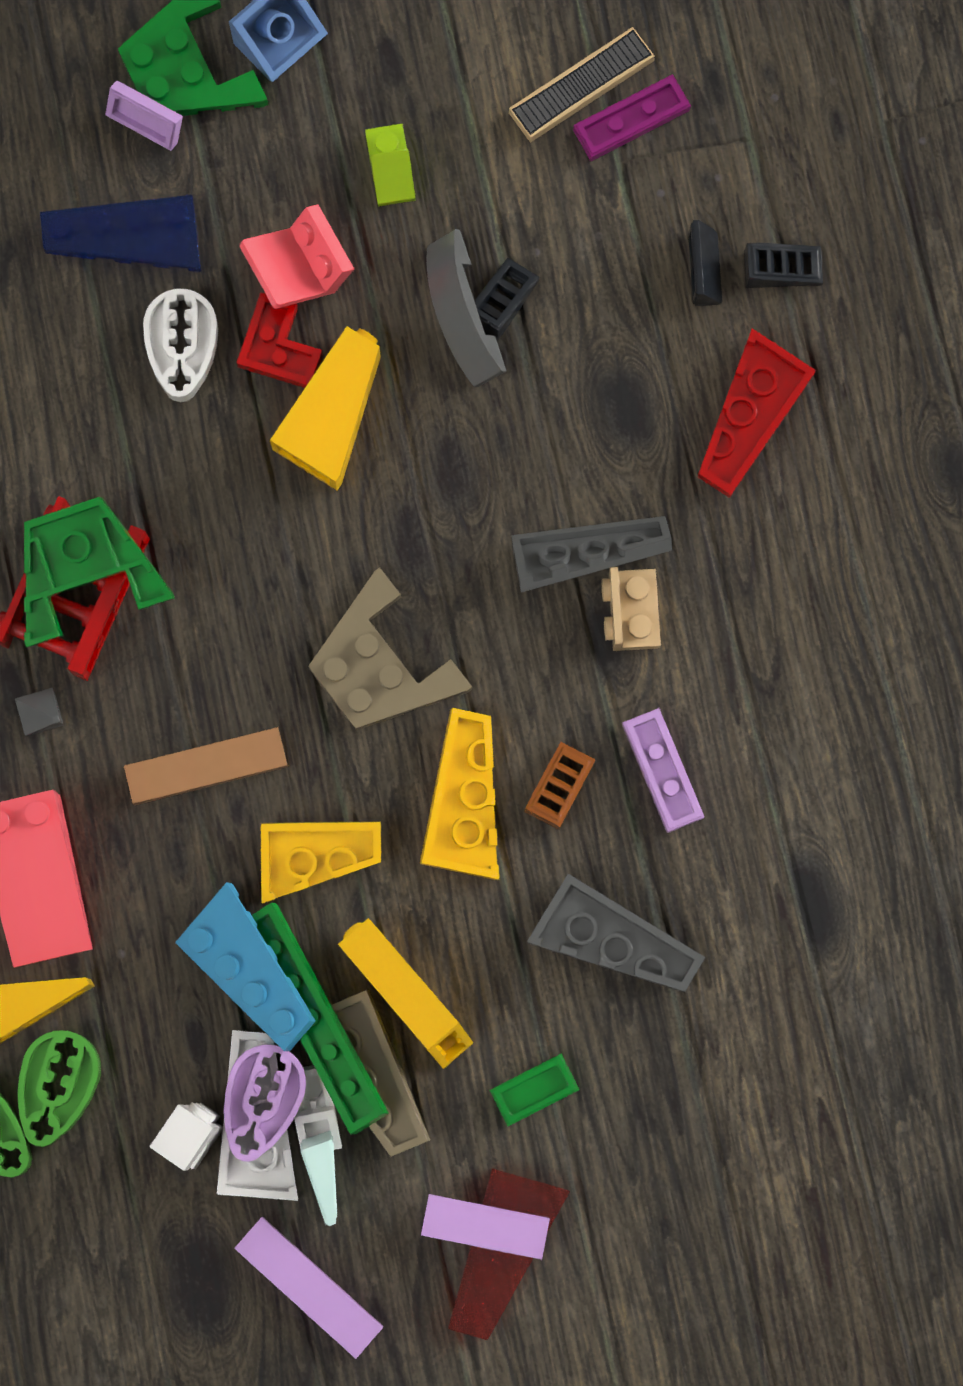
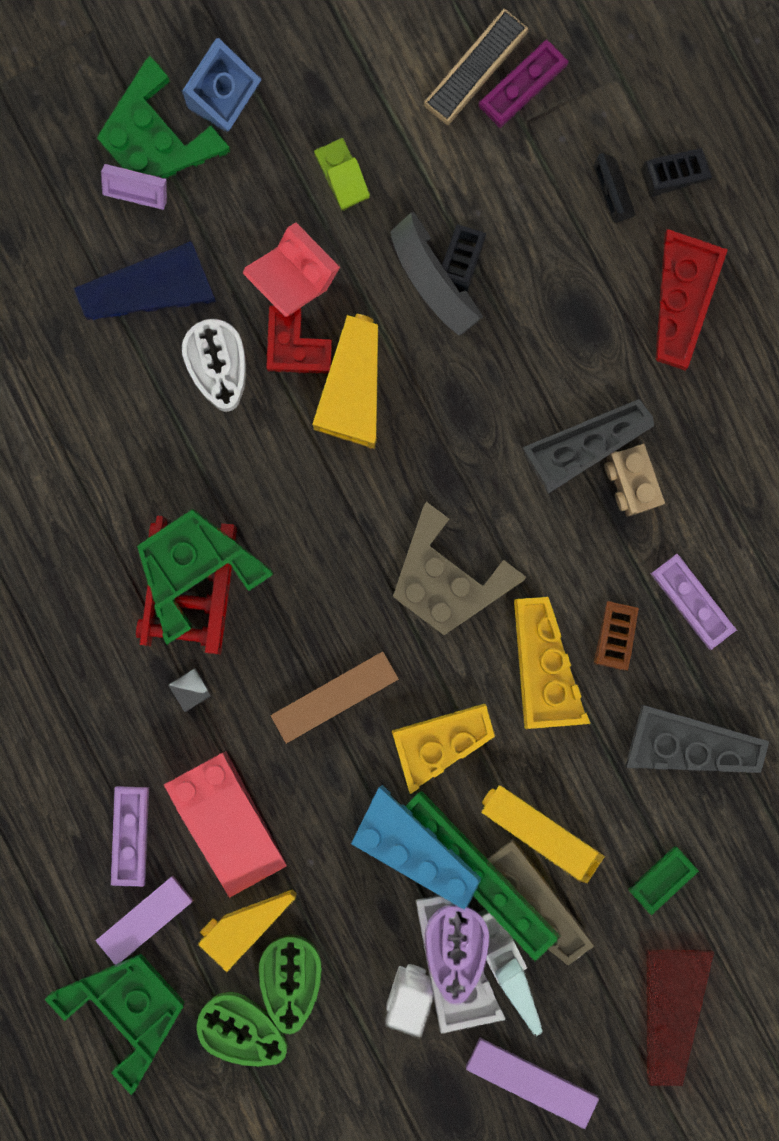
camera: 15 degrees left, 5 degrees up
(485, 1226) = (658, 1000): lavender tile -> none

